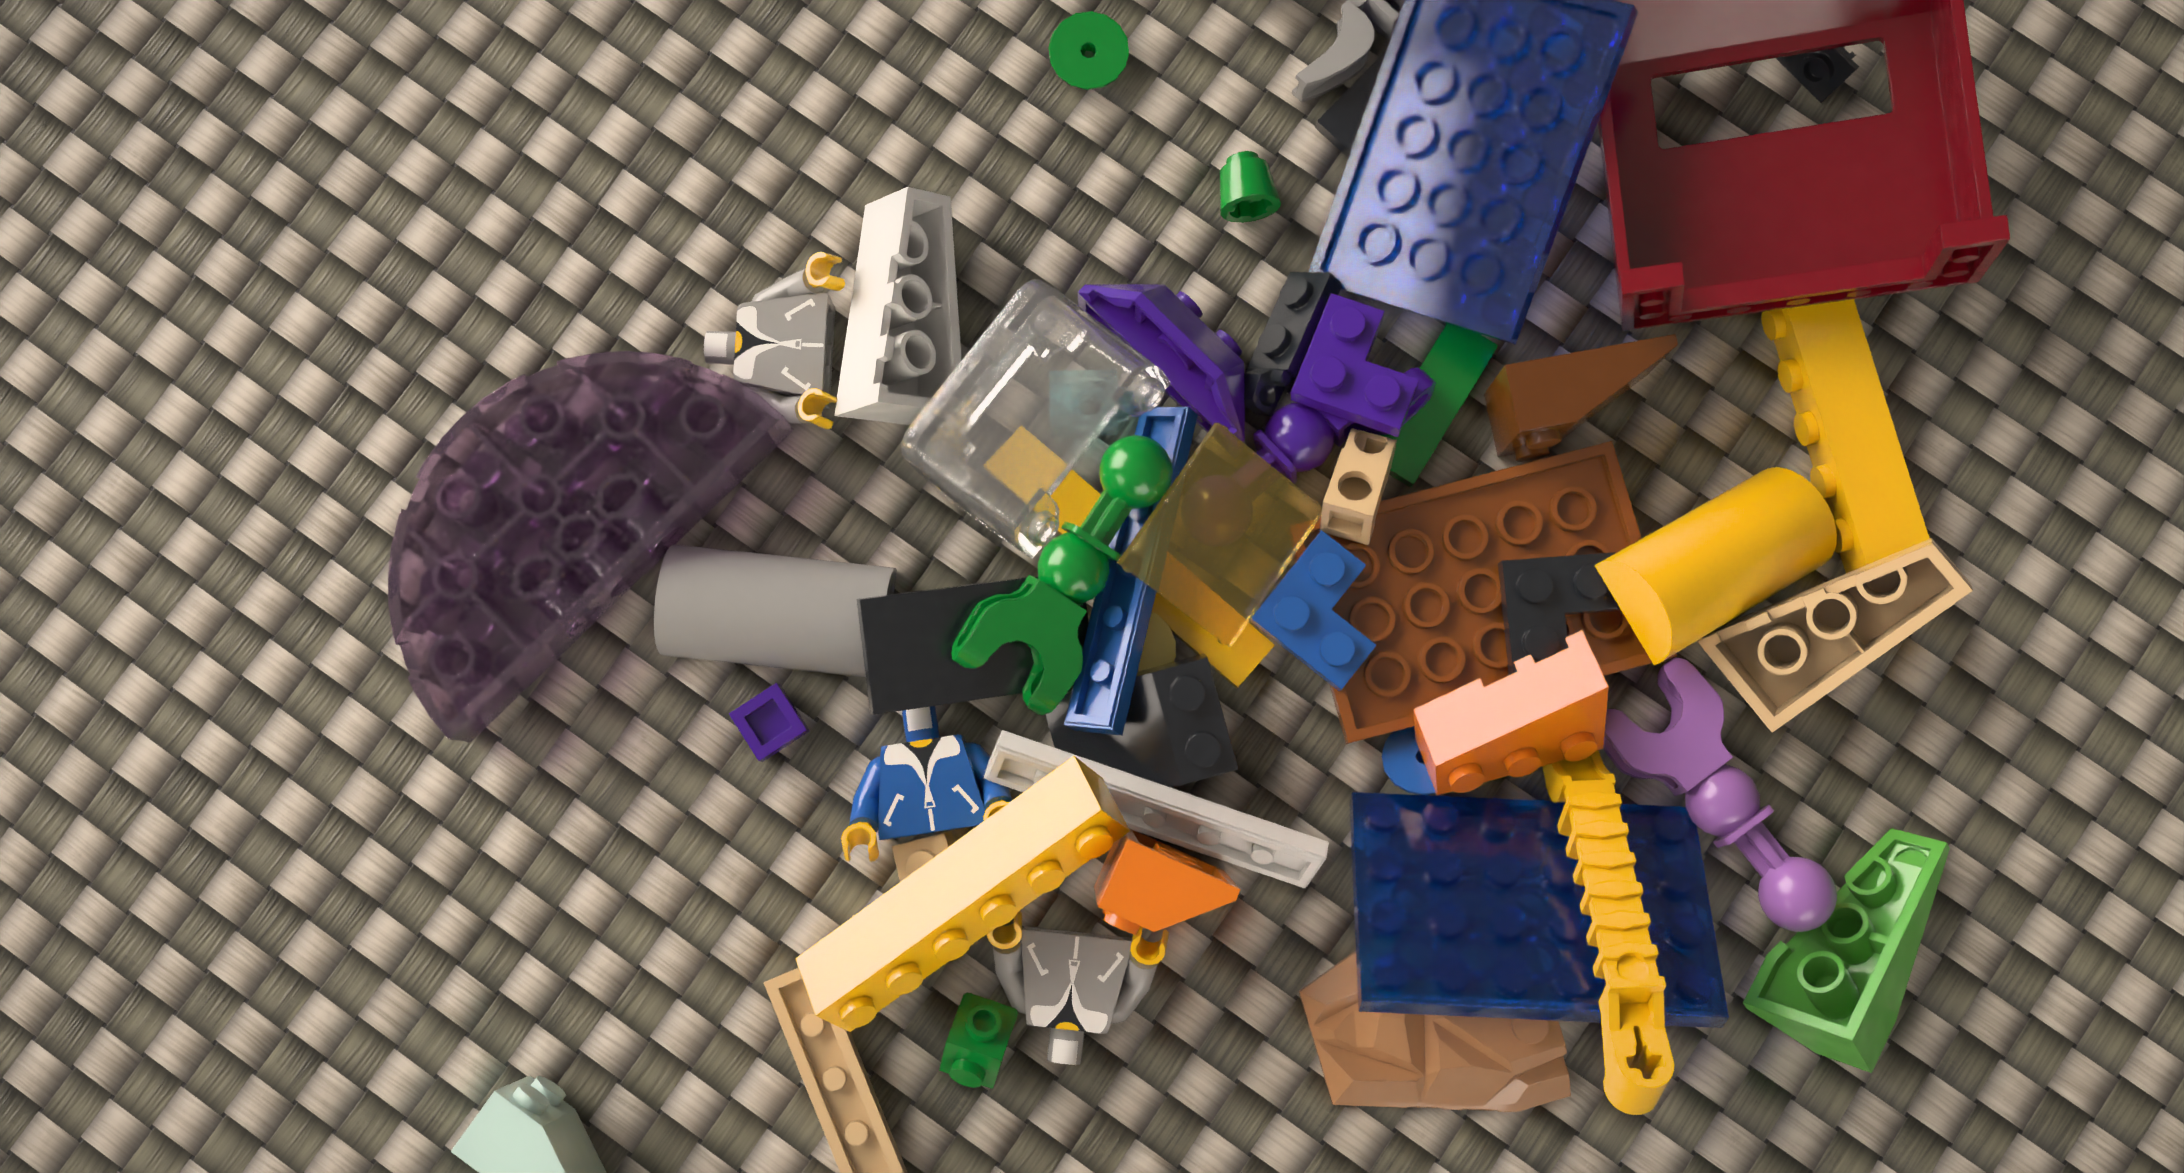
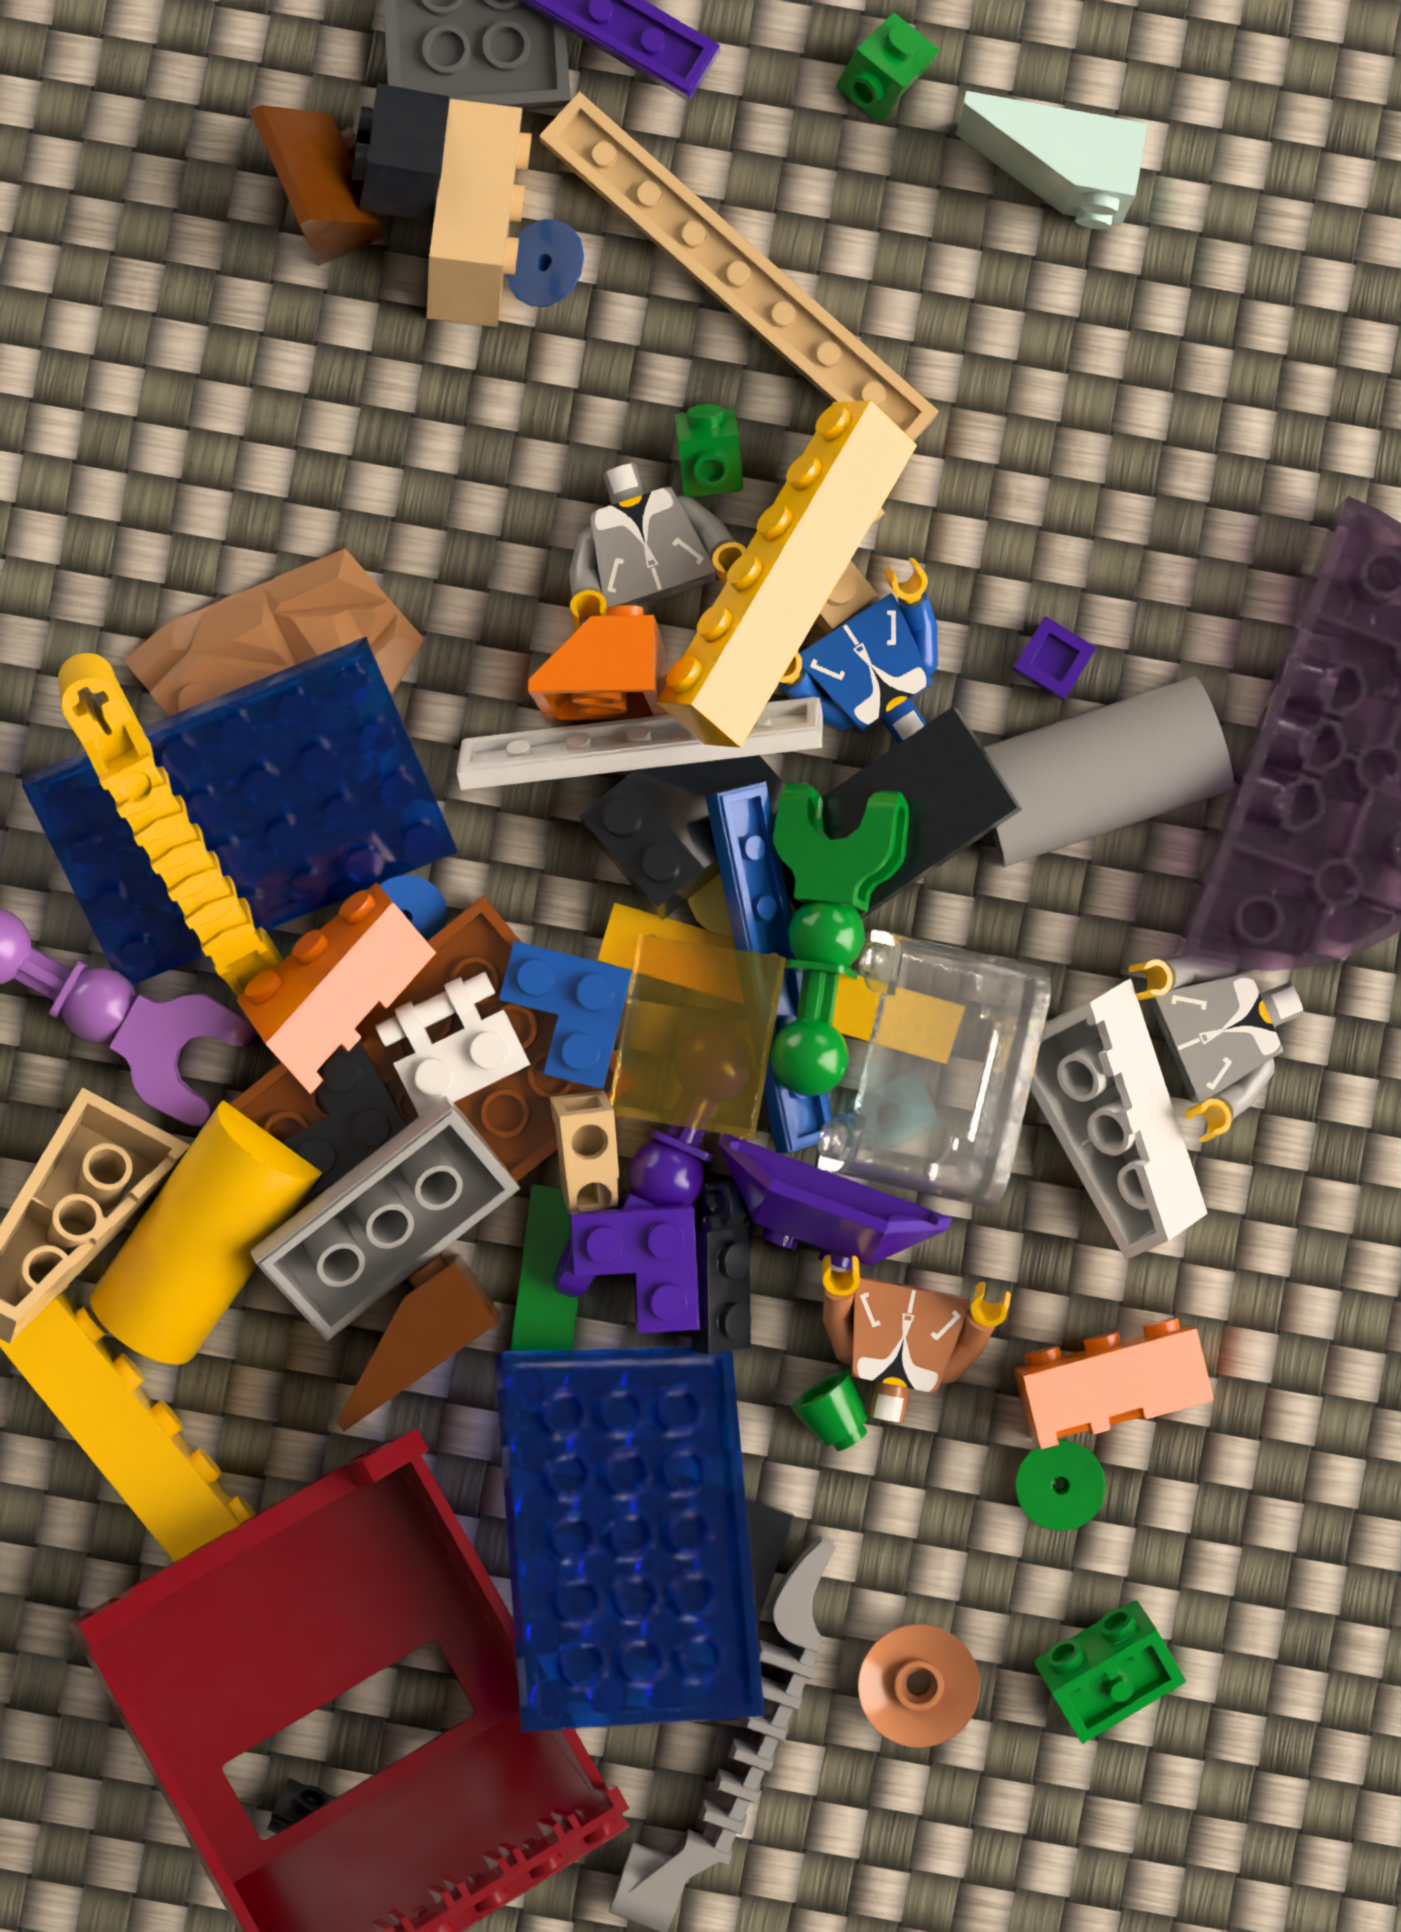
camera: 150 degrees right, 5 degrees up
(1009, 106) = (1112, 1381): none -> wedge
(1158, 220) = (903, 1334): none -> nougat torso
(1432, 608) = (462, 1061): none -> white plate
(1557, 502) = (385, 1218): none -> light grey brick

